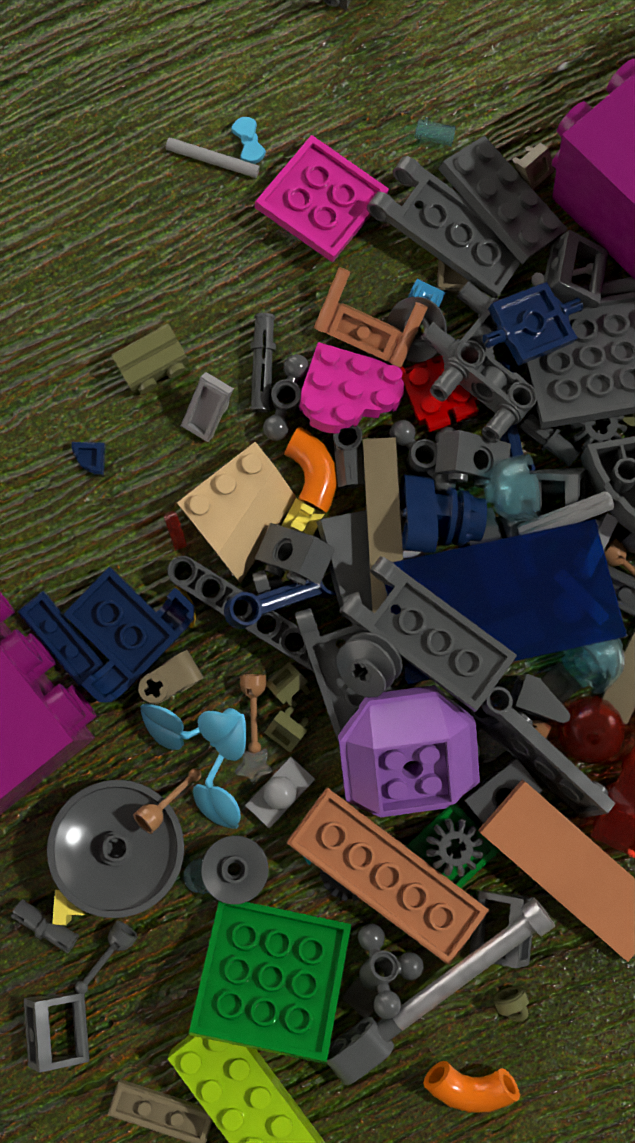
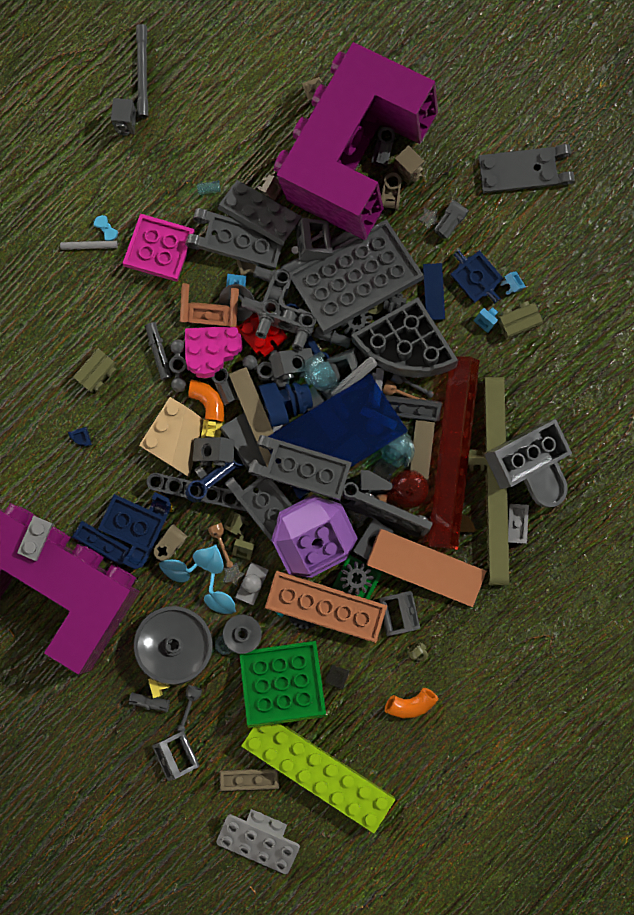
camera: 20 degrees left, 0 degrees up
(151, 816) = (186, 621): medium nougat hinge -> none
(175, 530) = (143, 461): clear red tile -> none
(207, 407) = (136, 386): light grey tile -> none
(369, 664) = (274, 495): dark grey piece -> none
(370, 1042) = (348, 698): piece -> none
(408, 966) = (355, 652): dark grey piece -> none
(532, 323) = (299, 278): dark blue plate -> none

